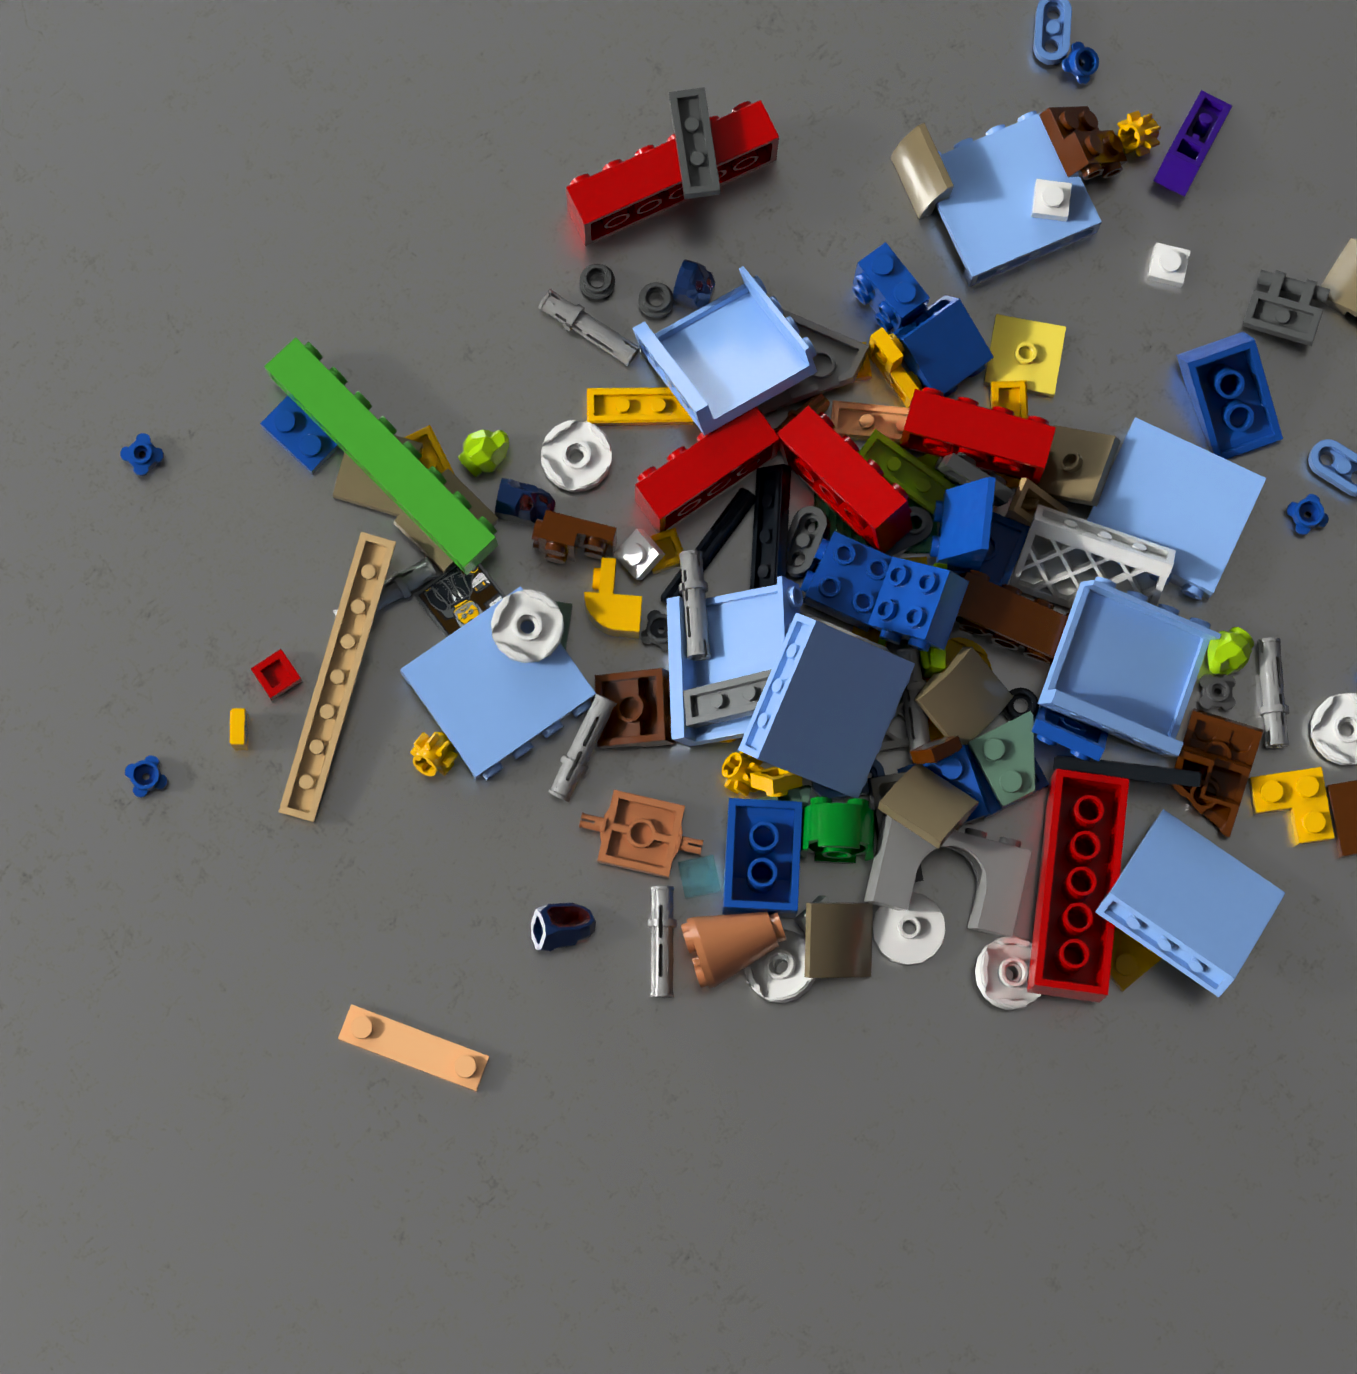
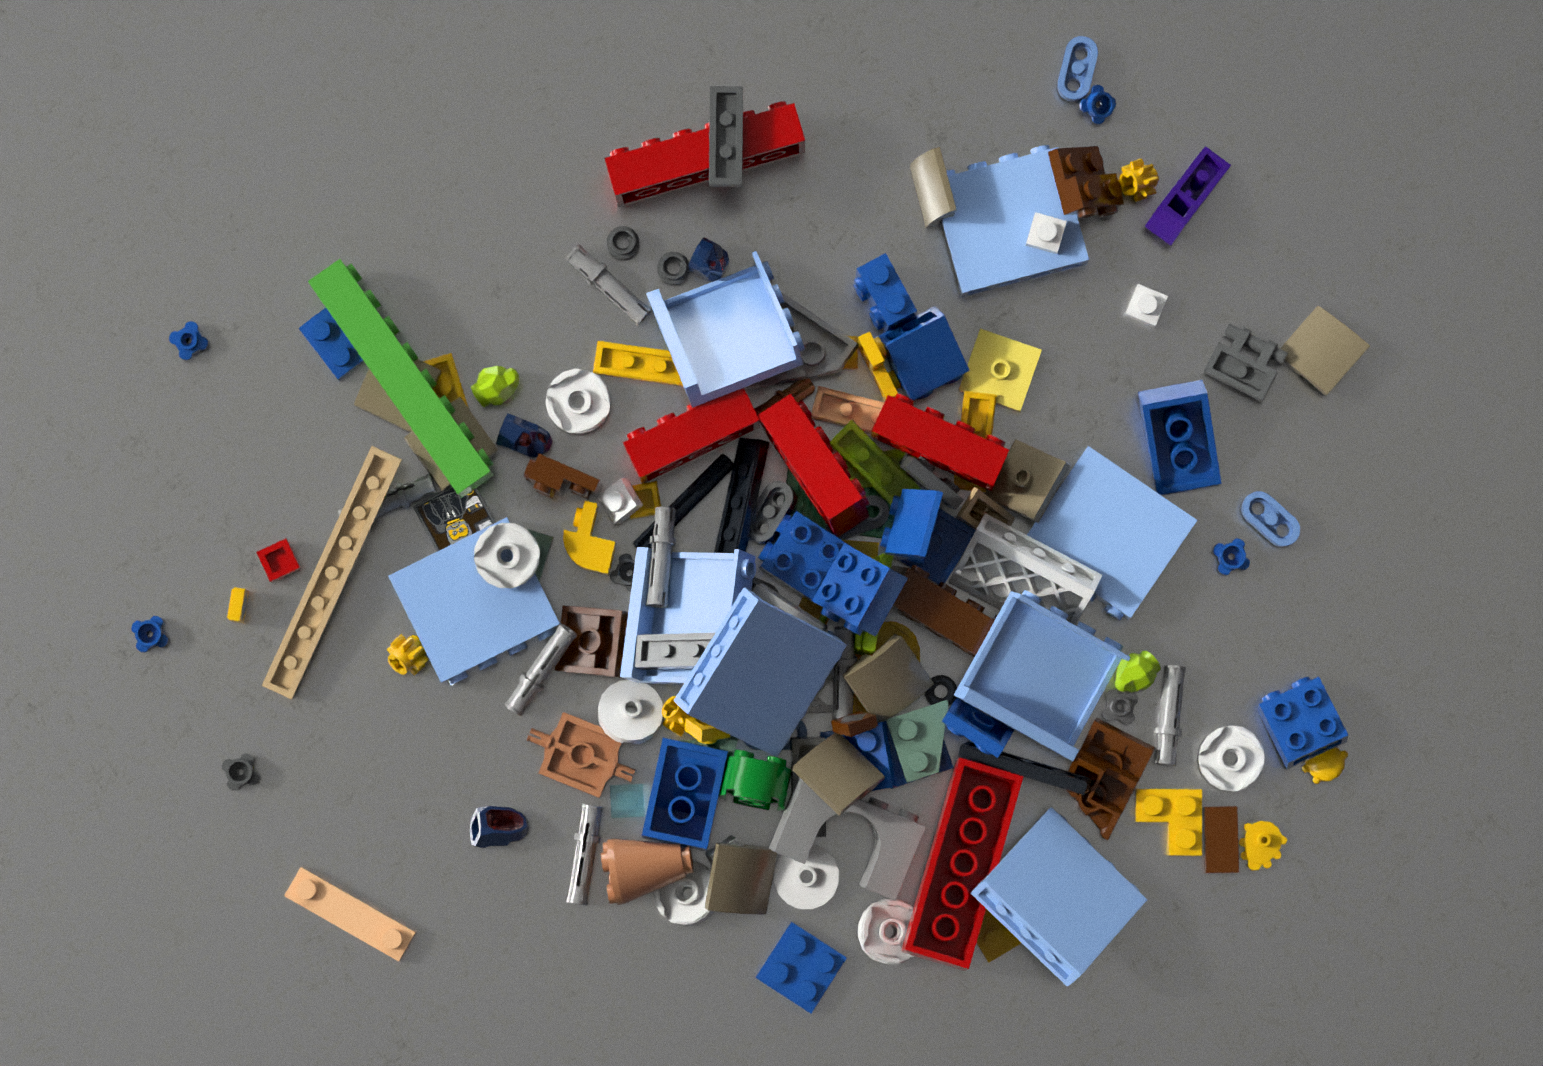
camera: 15 degrees right, 5 degrees up
(258, 907) = (232, 766): none -> dark grey plate
(682, 792) = (628, 726): none -> white plate
(919, 1028) = (801, 967): none -> blue plate

